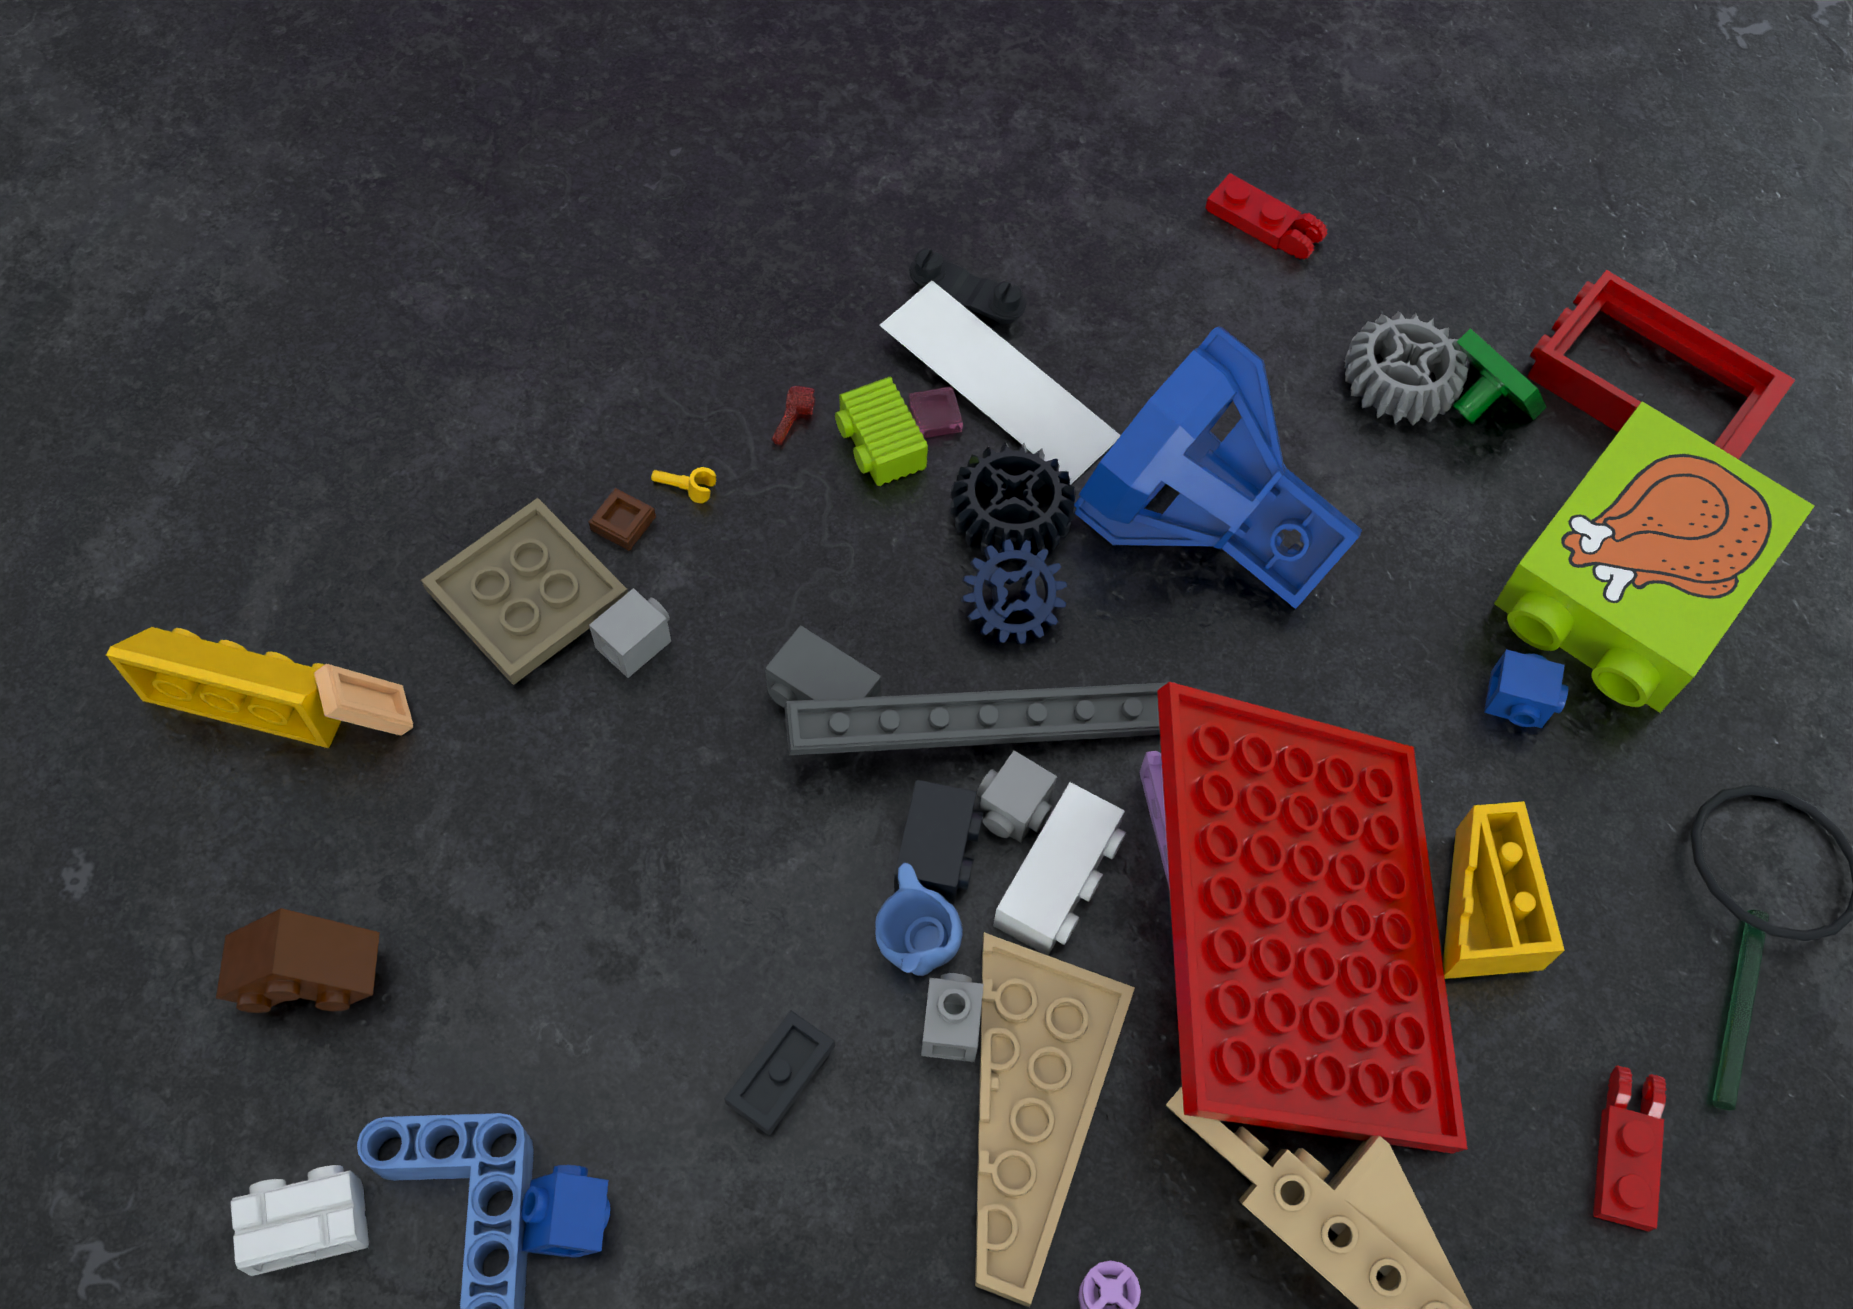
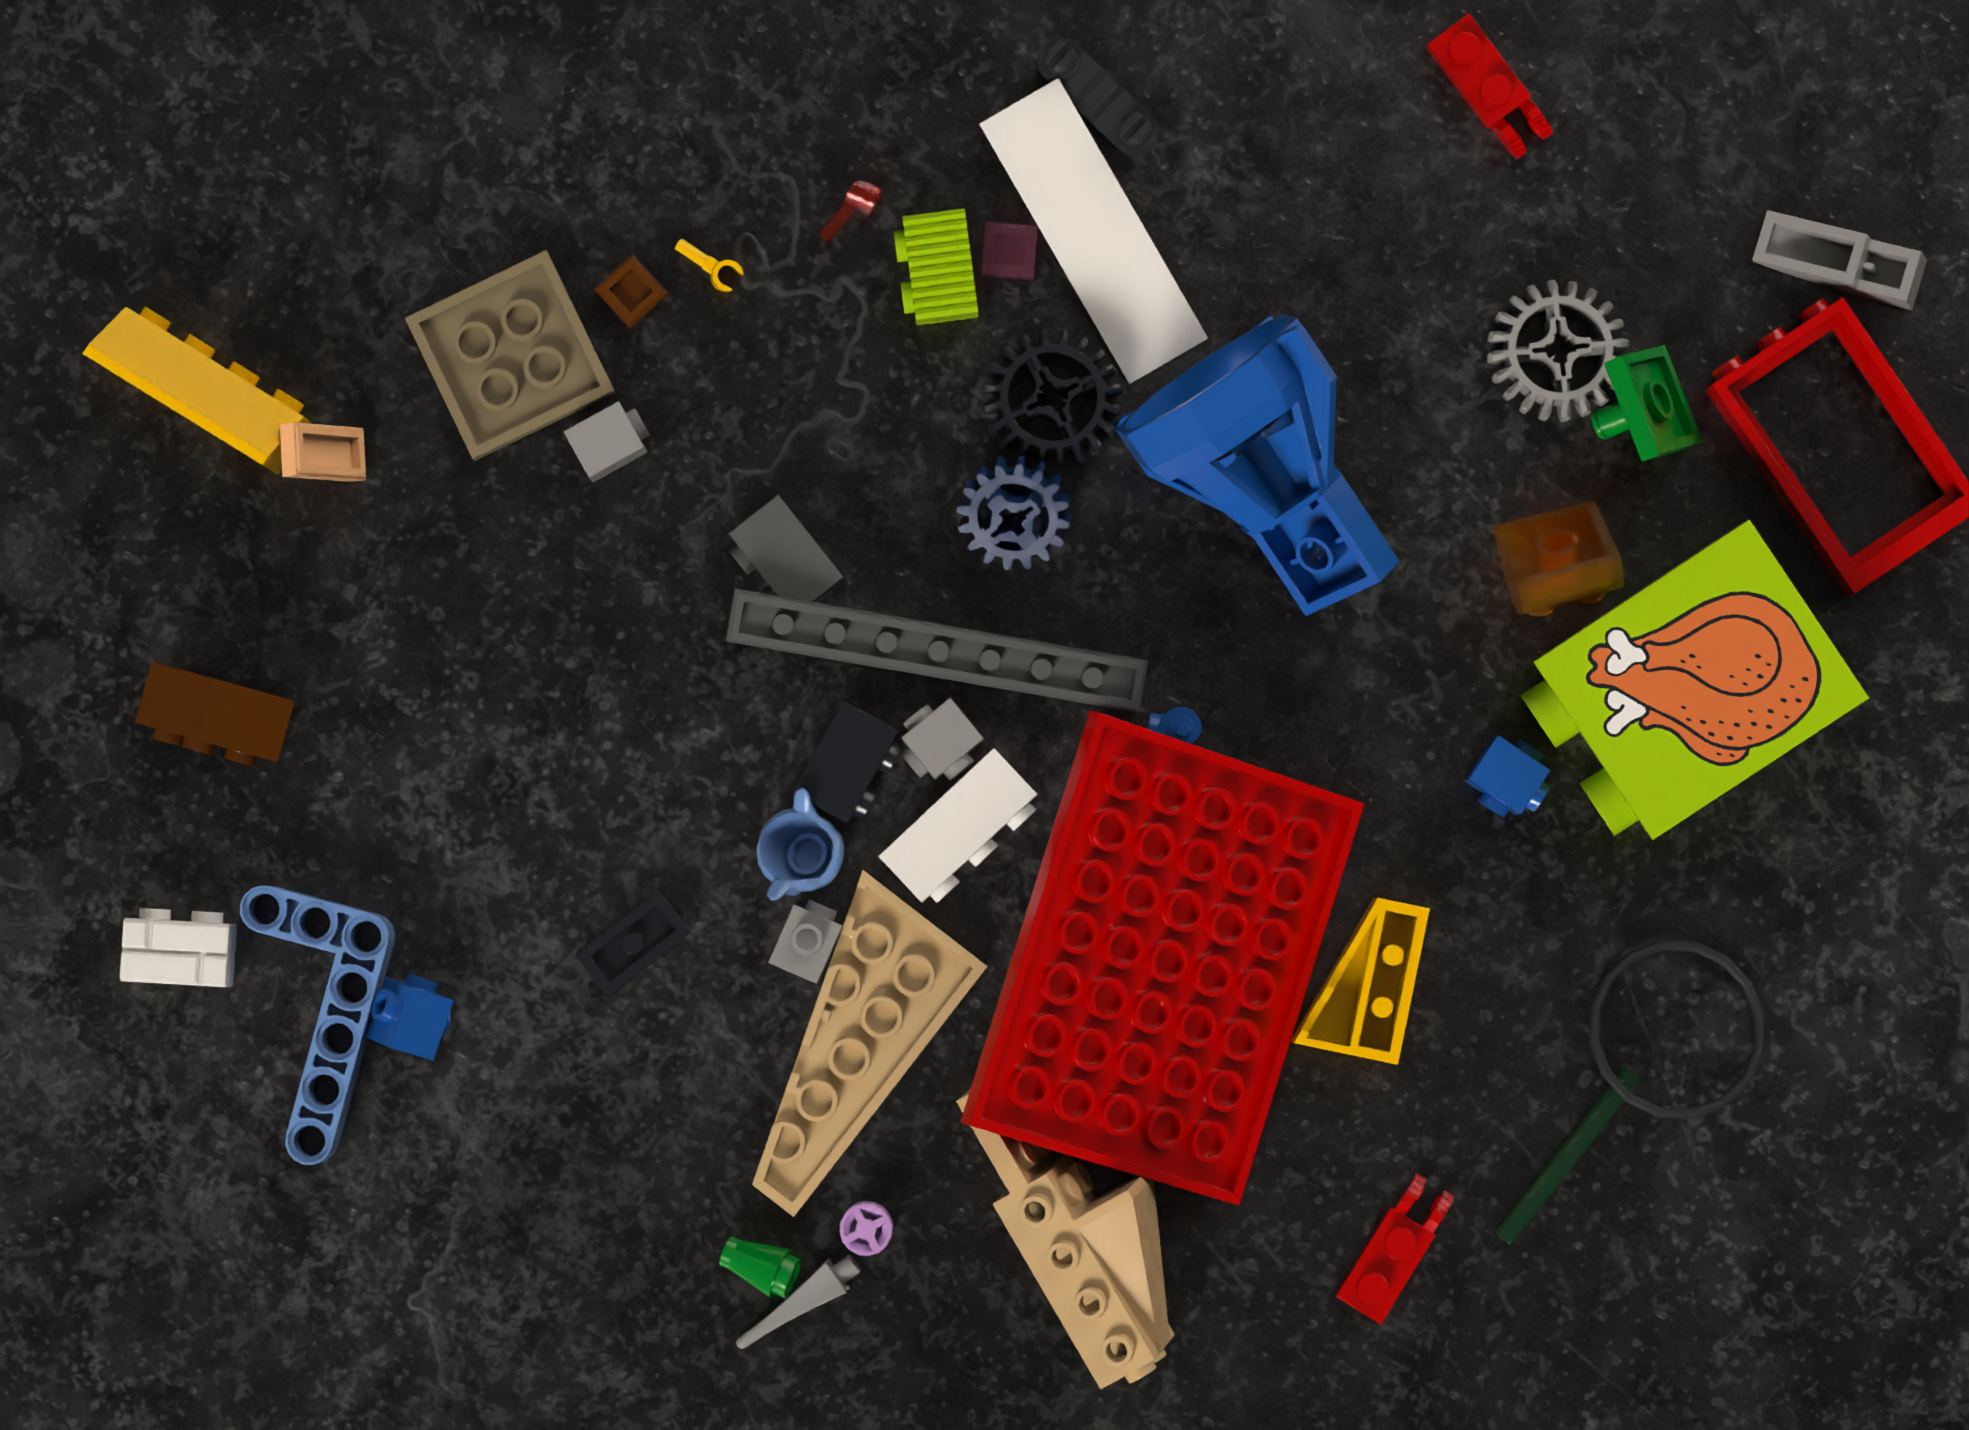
camera: 25 degrees right, 25 degrees up
(1485, 509) = (1558, 558): none -> clear orange brick
(1583, 256) = (1840, 259): none -> light grey slope

